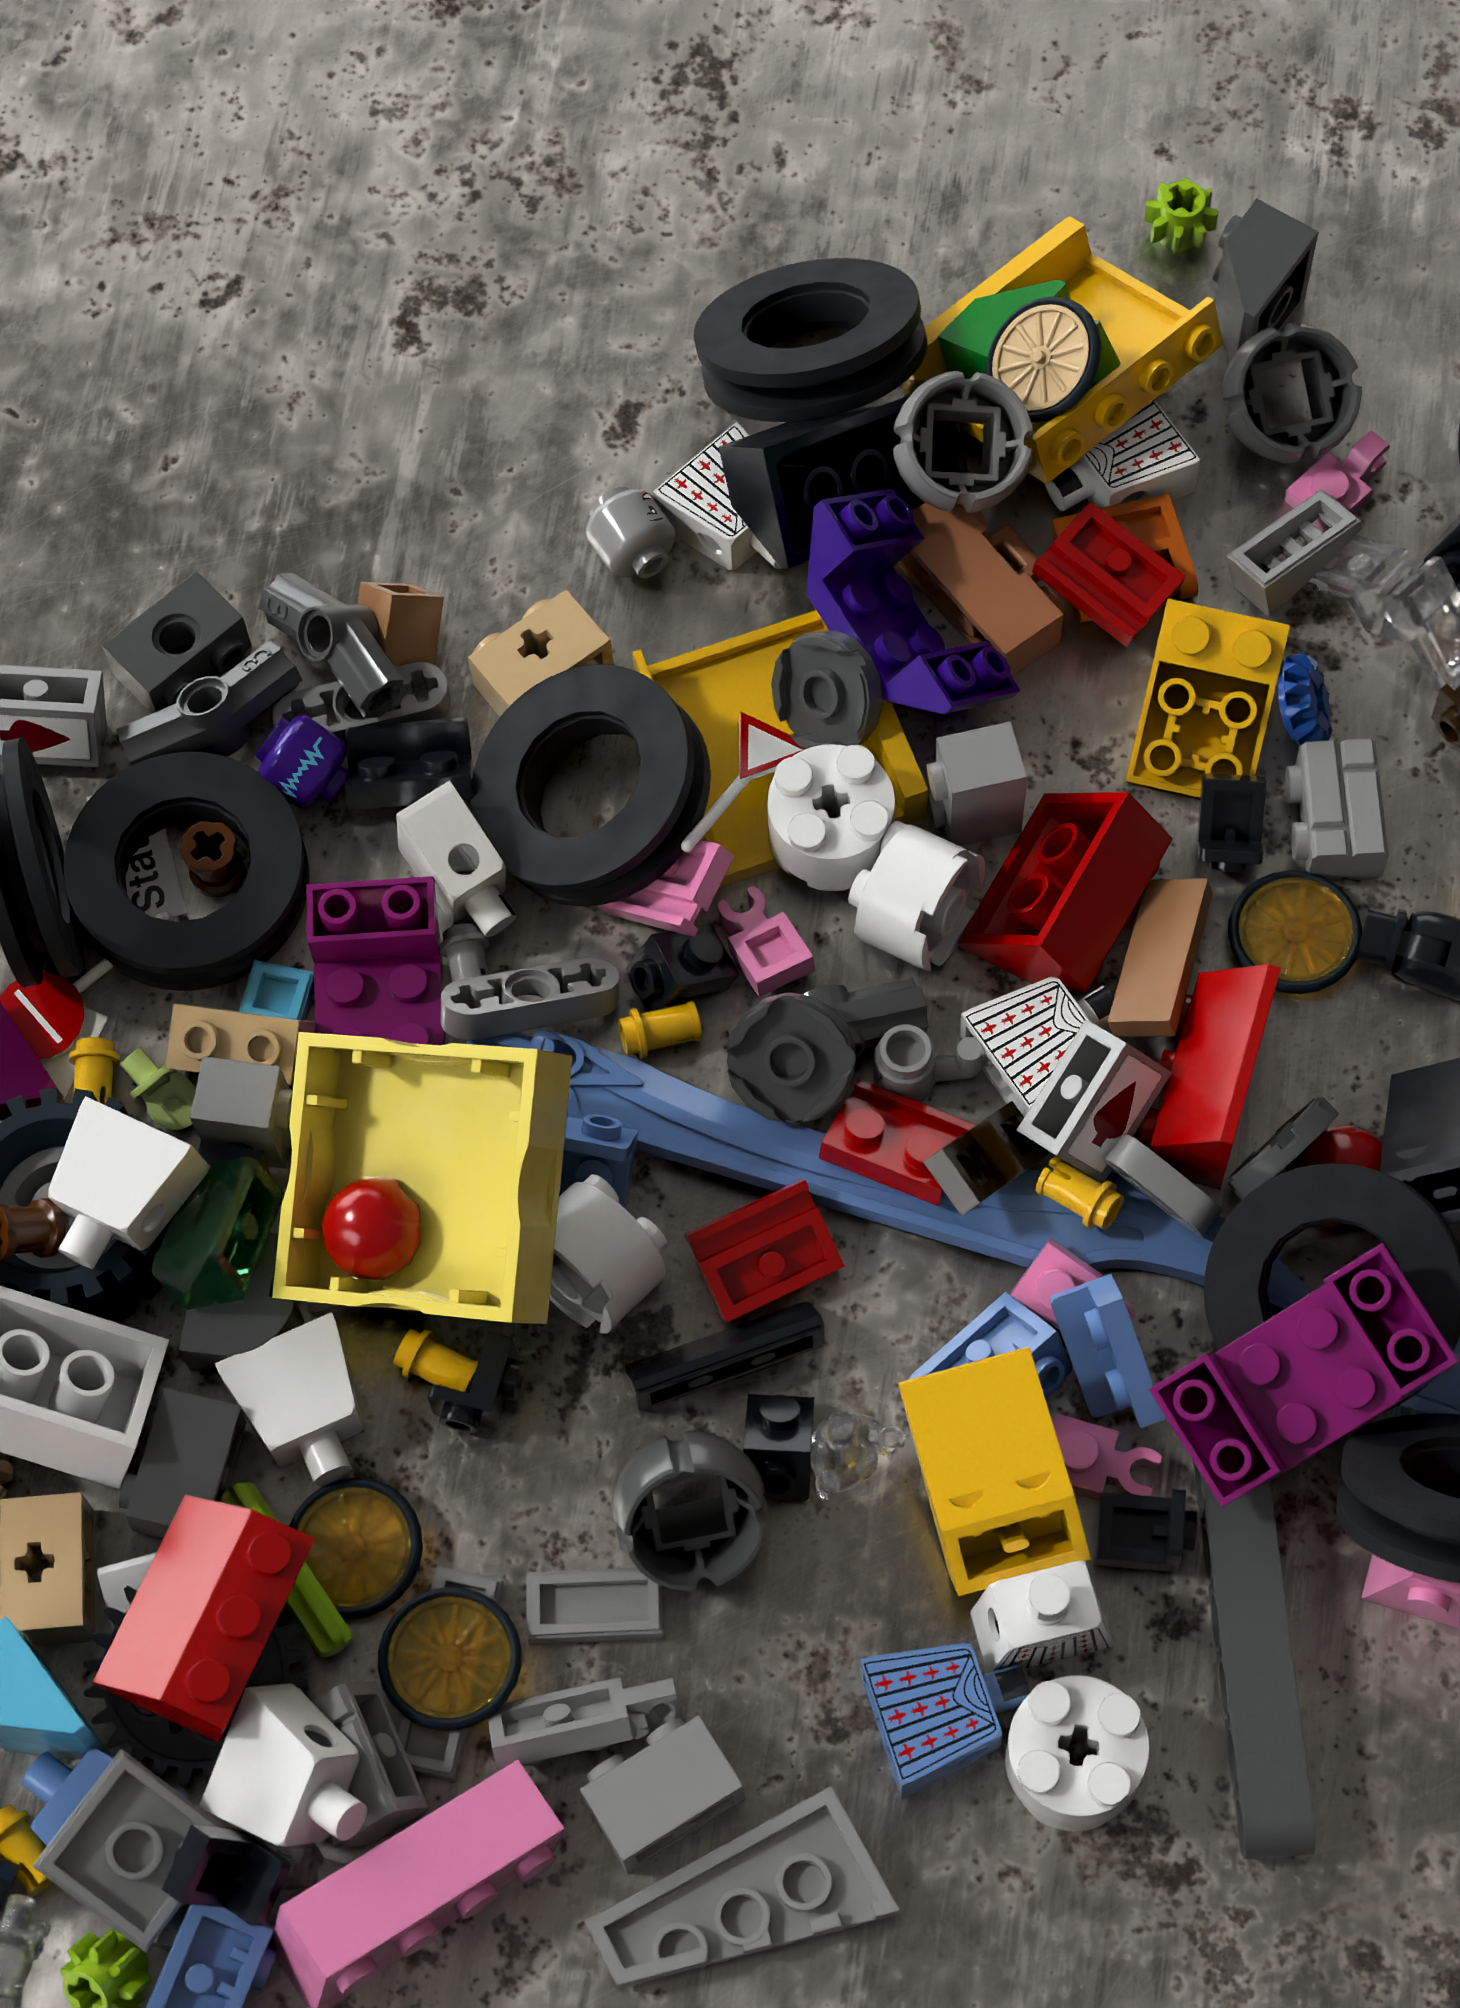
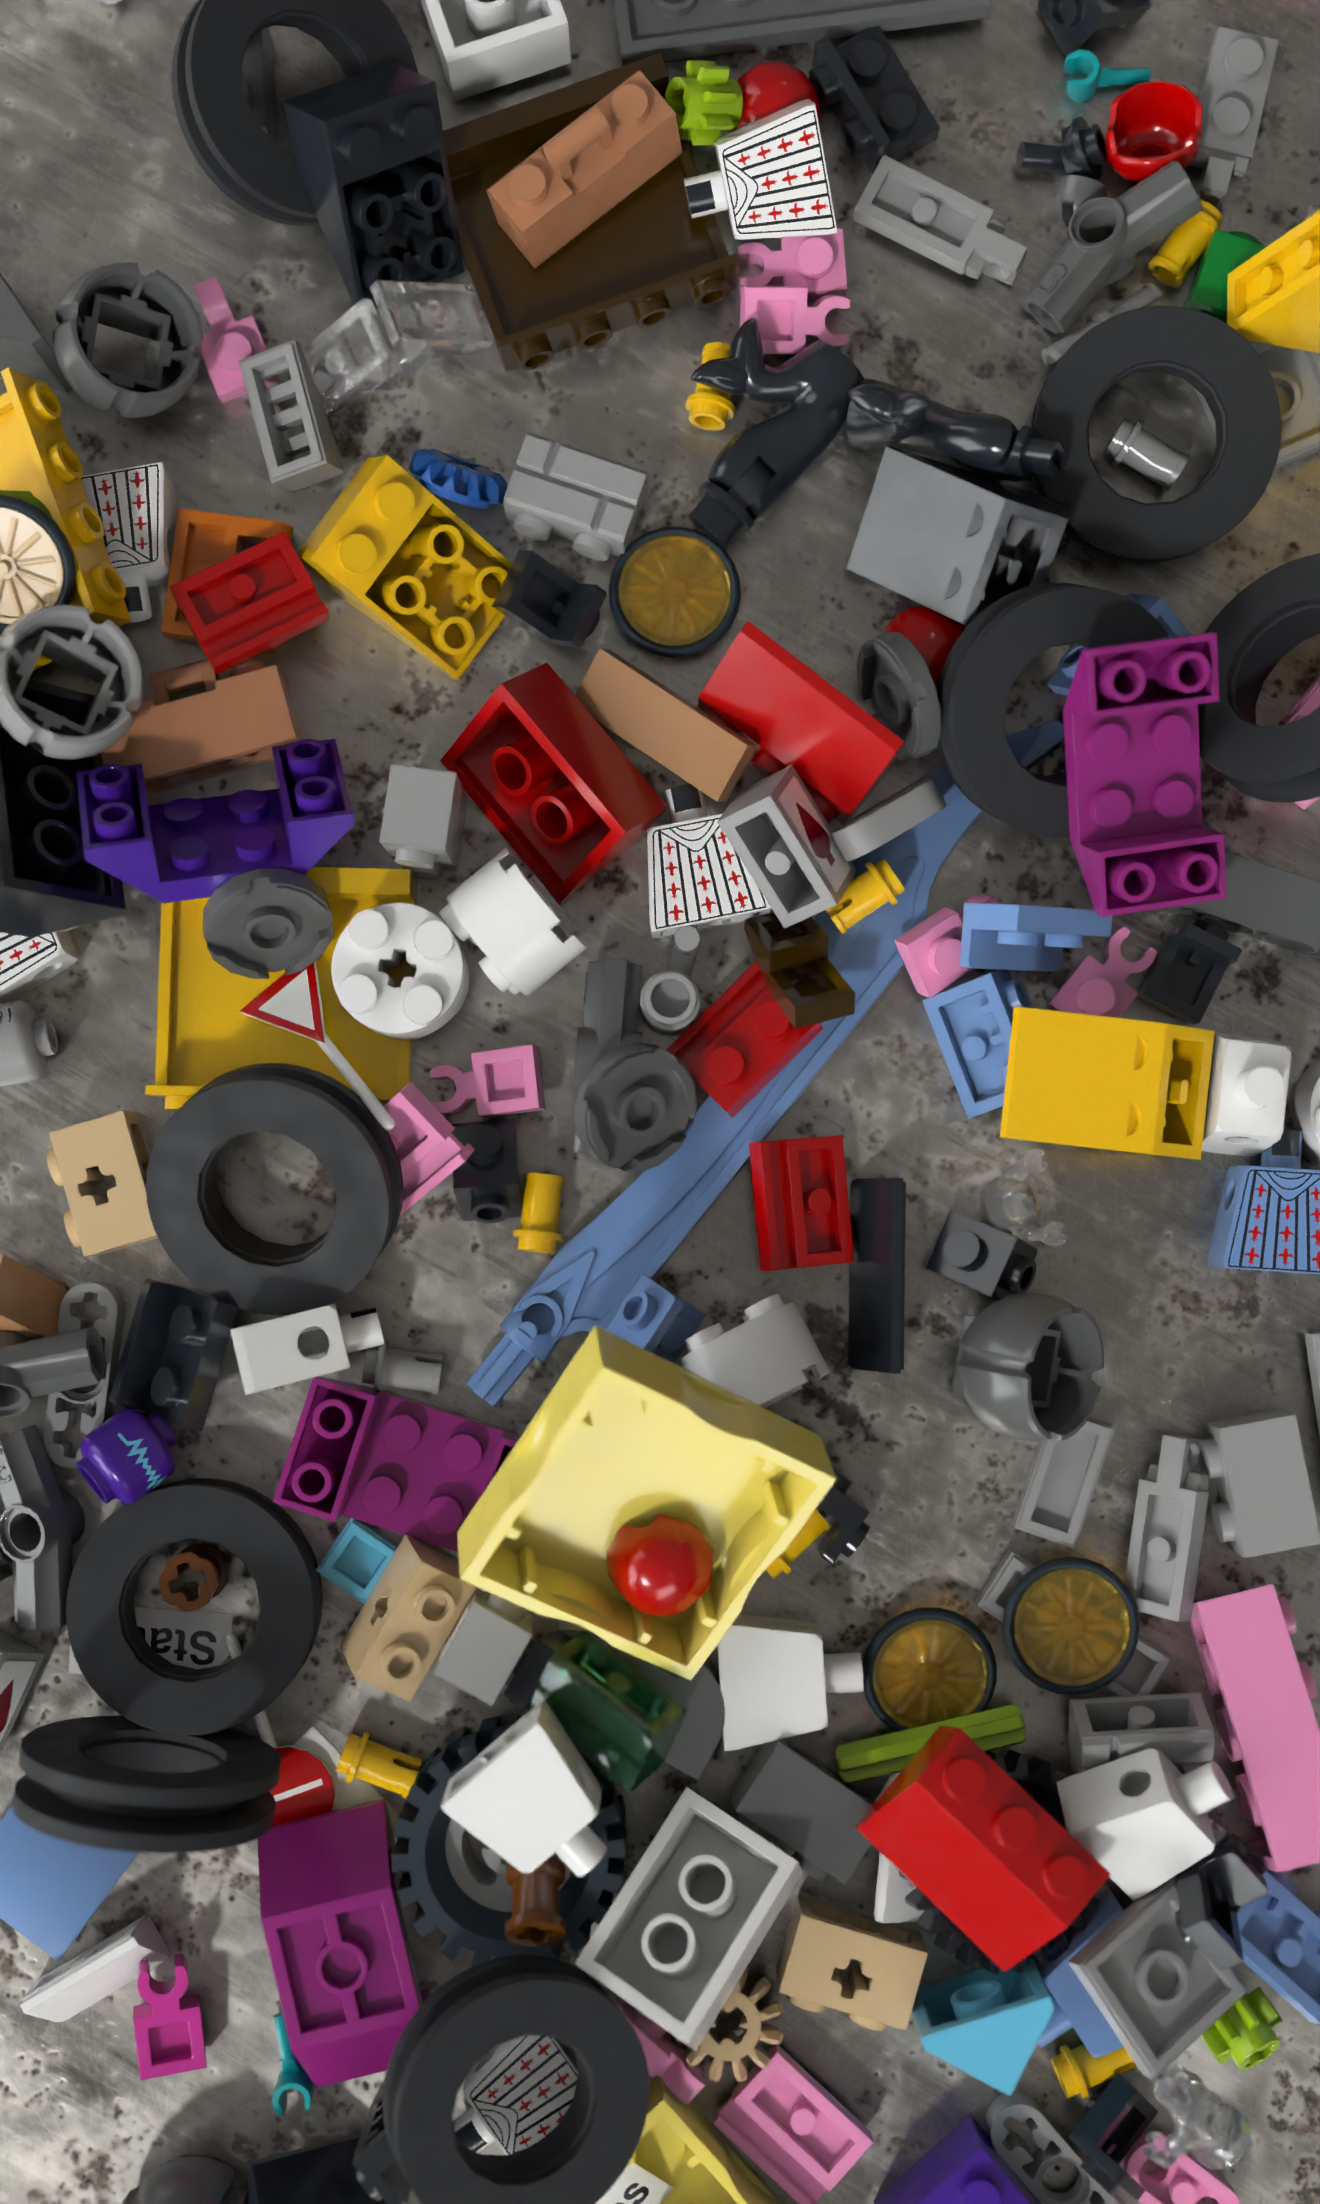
camera: 70 degrees left, 20 degrees up
(163, 1090) = (431, 1704): yellowish green piece -> none
(570, 988) = (485, 1345): light grey beam -> none

